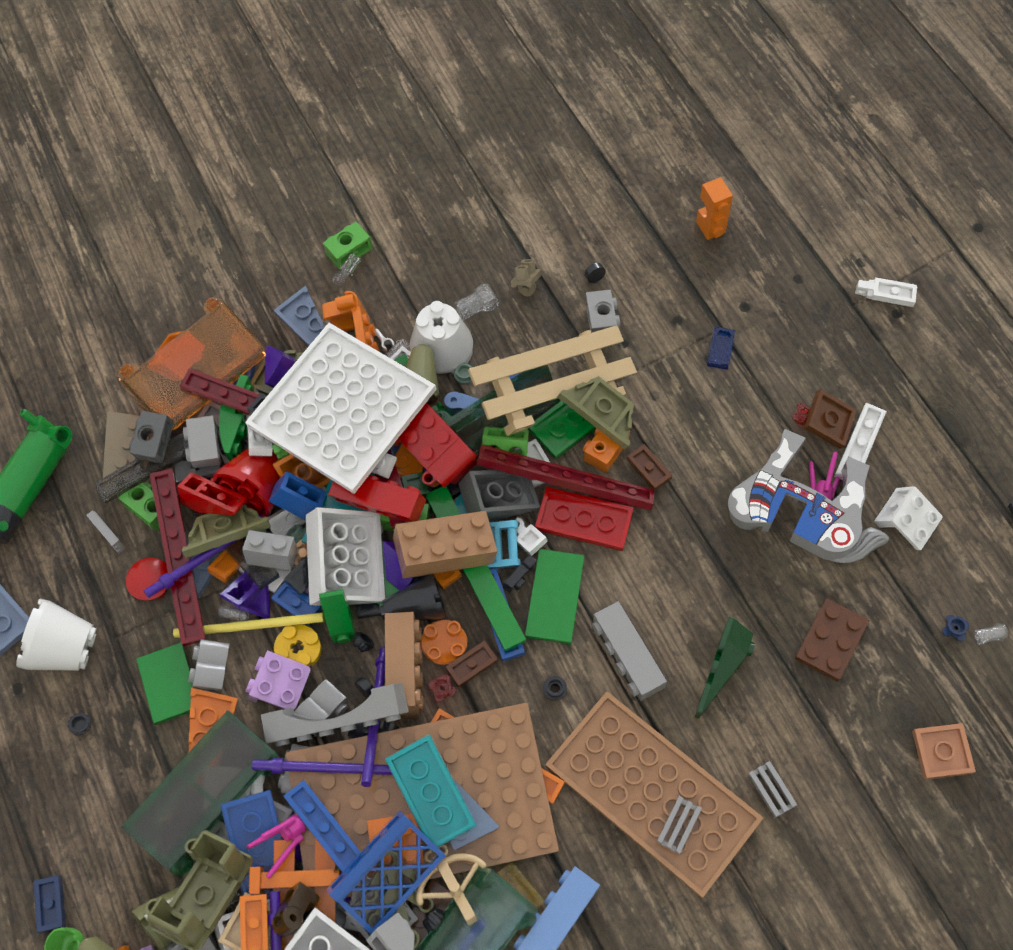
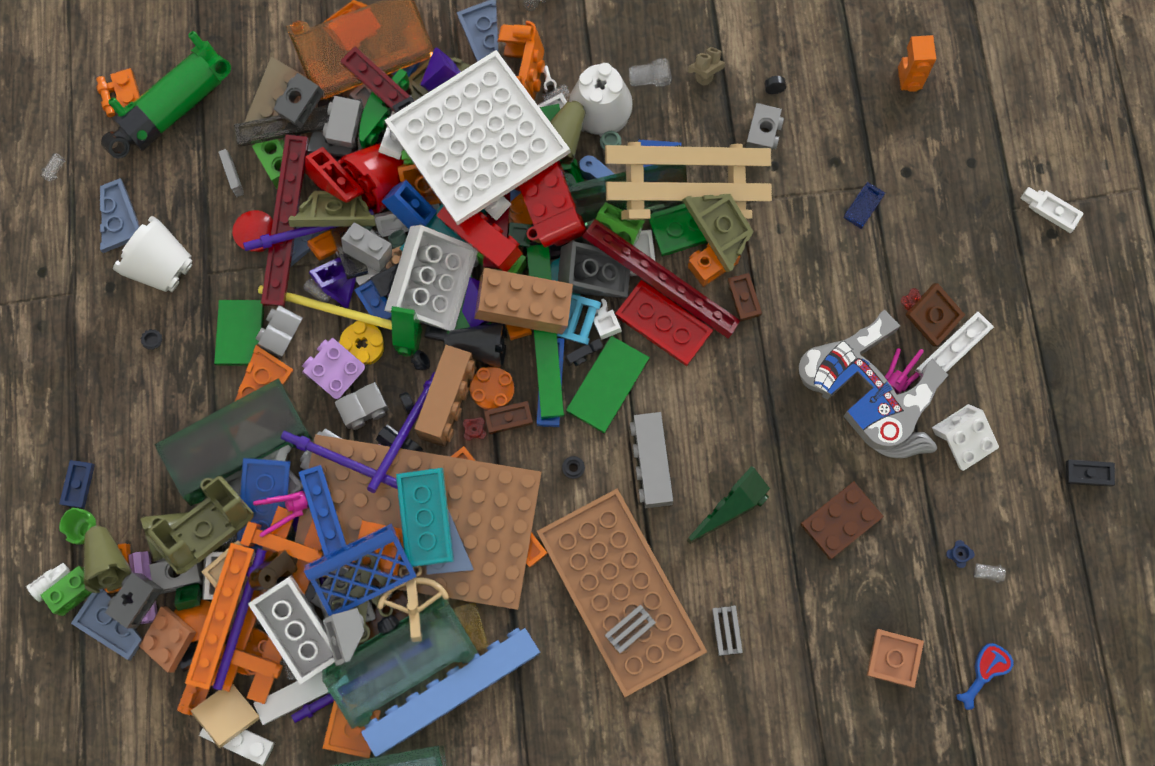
camera: 20 degrees right, 10 degrees up
(382, 703) = (325, 409): light grey arch -> none

